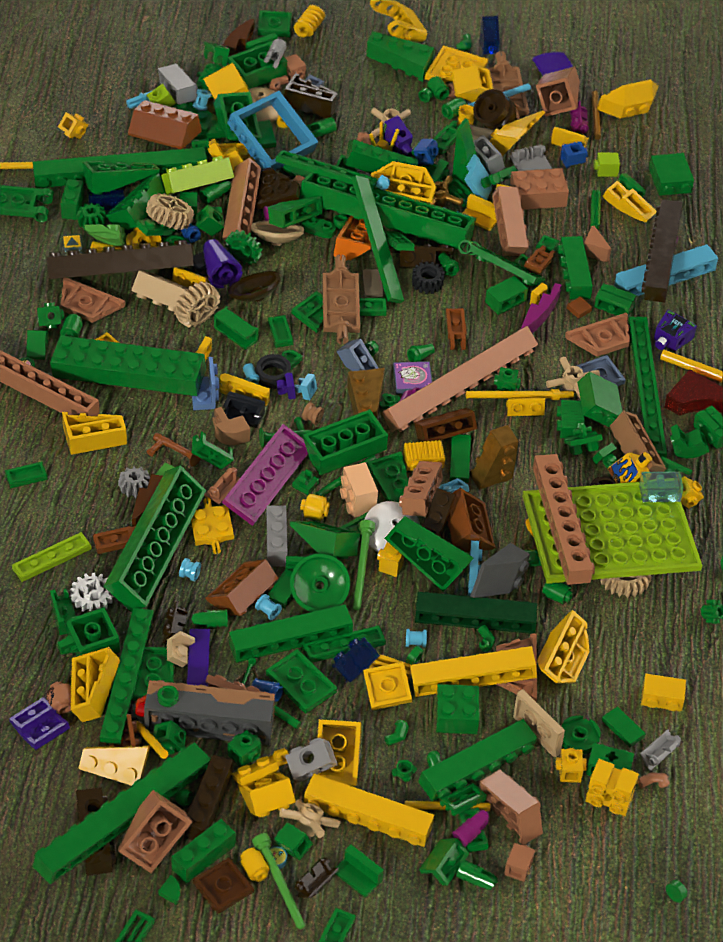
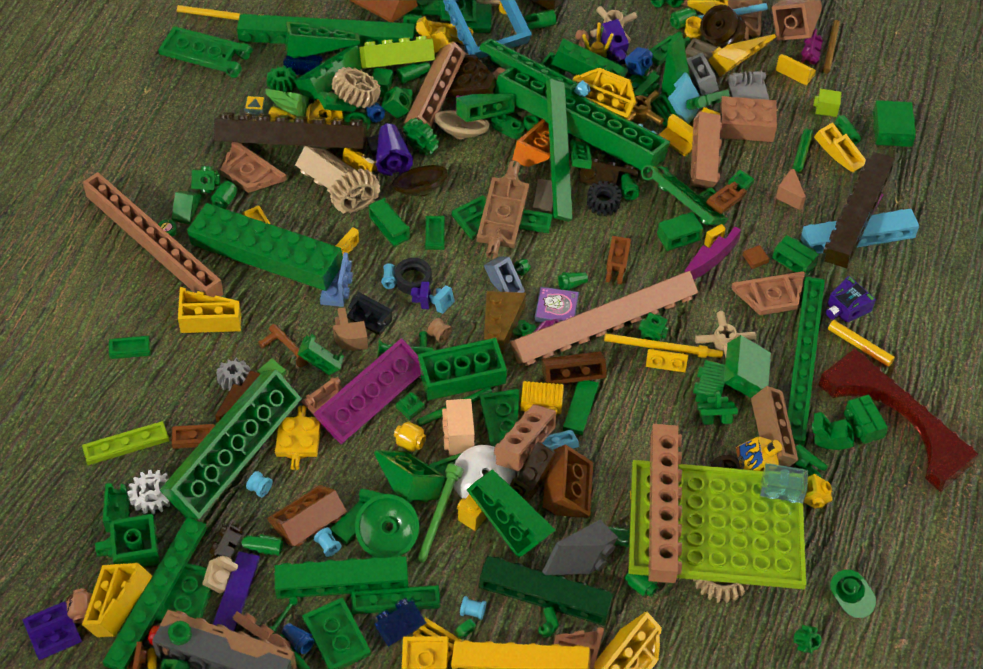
camera: 15 degrees right, 5 degrees up
(72, 199) = (268, 57): green brick -> none
(243, 387) = (376, 291): yellow plate -> none
(276, 535) = (359, 461): light grey brick -> none
(293, 357) = (437, 264): green tile -> none
(474, 568) = (564, 522): medium azure plate -> none
(497, 459) = (615, 418): pearl gold wedge -> none
(573, 154) = (795, 86): blue brick -> none
(575, 267) = (762, 211): green brick -> none
(606, 368) = (765, 331): sand blue tile -> none
(606, 456) = (738, 432): green tile -> none
(629, 99) = (870, 35): yellow wedge -> none

